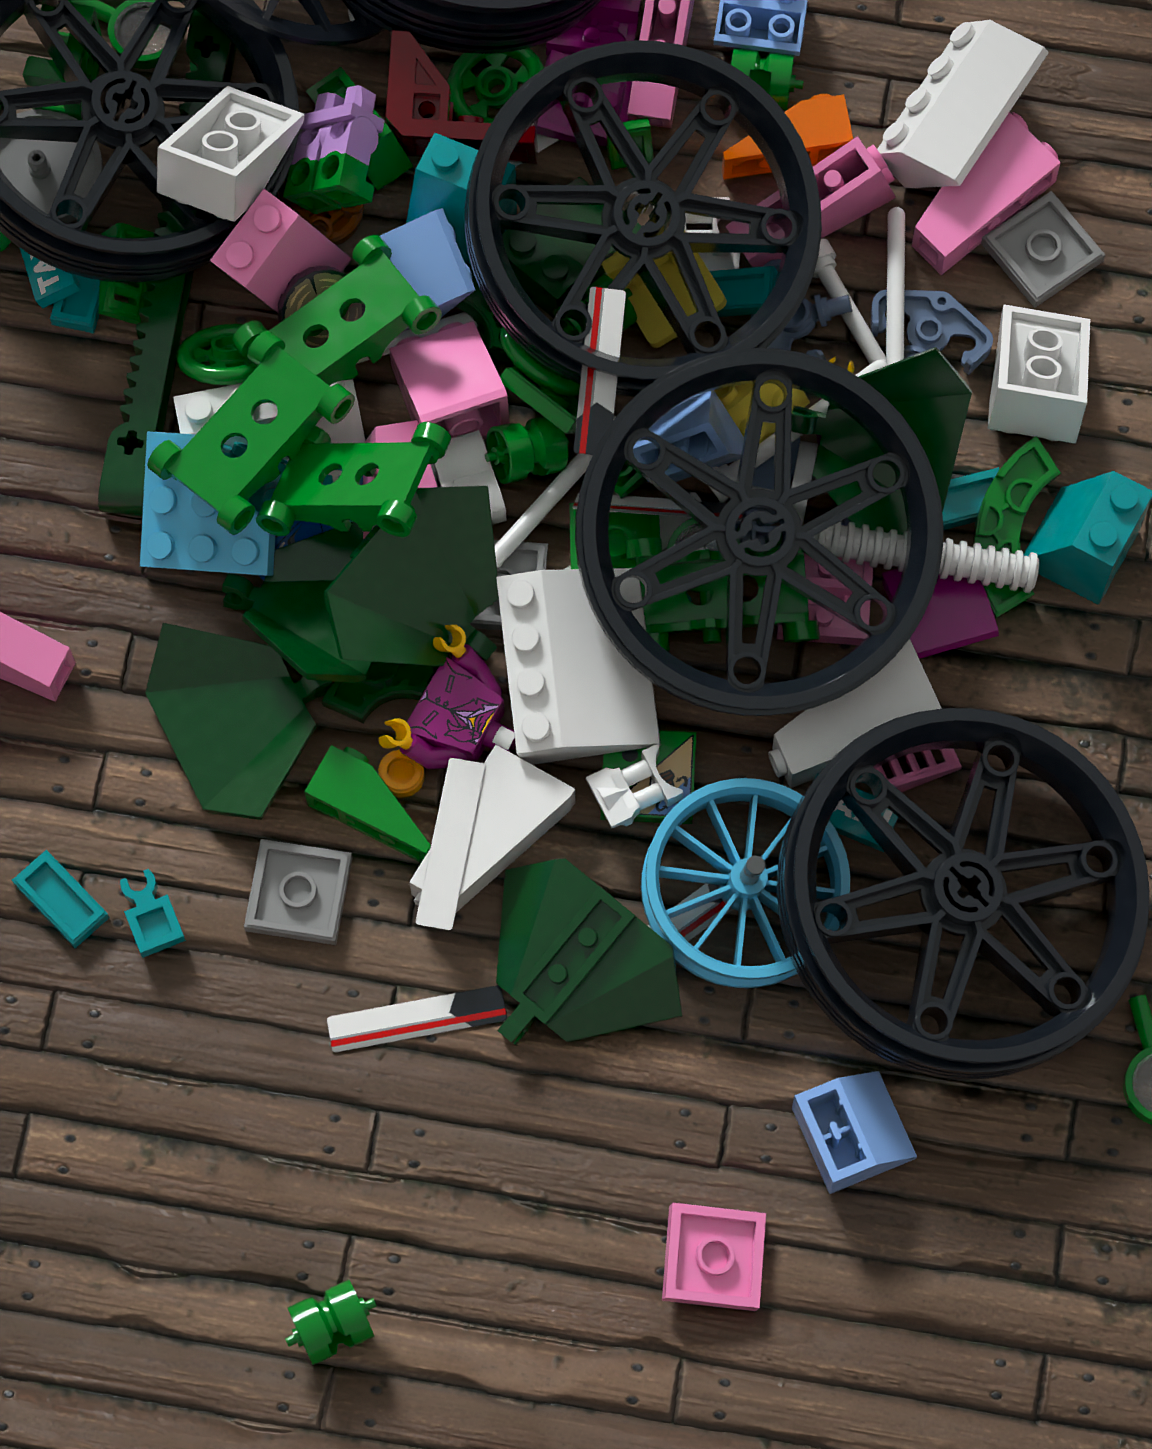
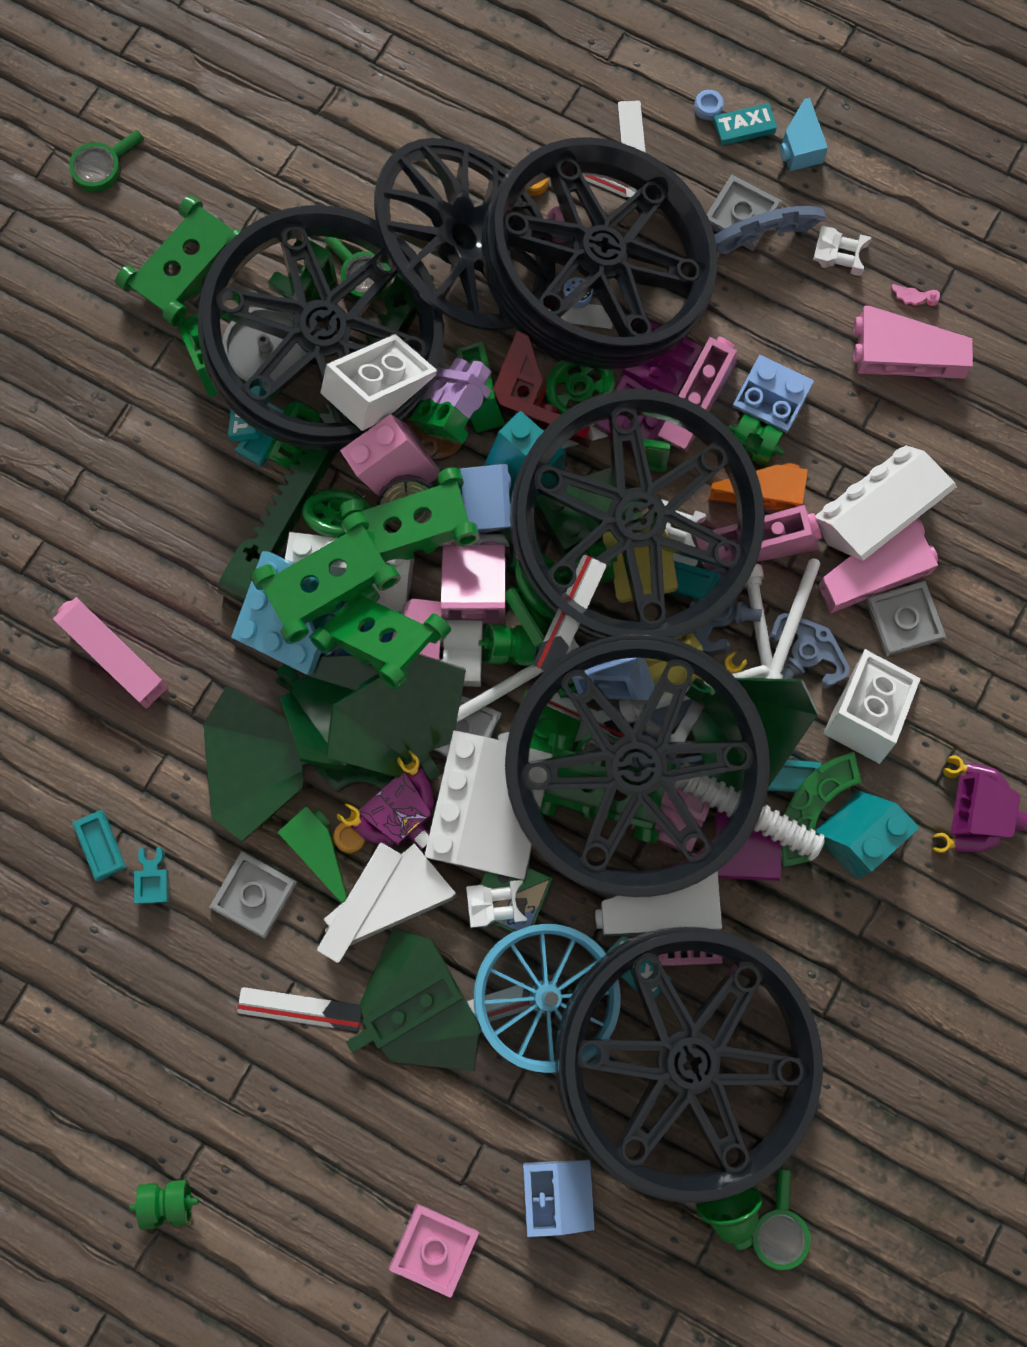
camera: 20 degrees right, 5 degrees up
(1091, 1071) = (733, 1217): none -> green hat

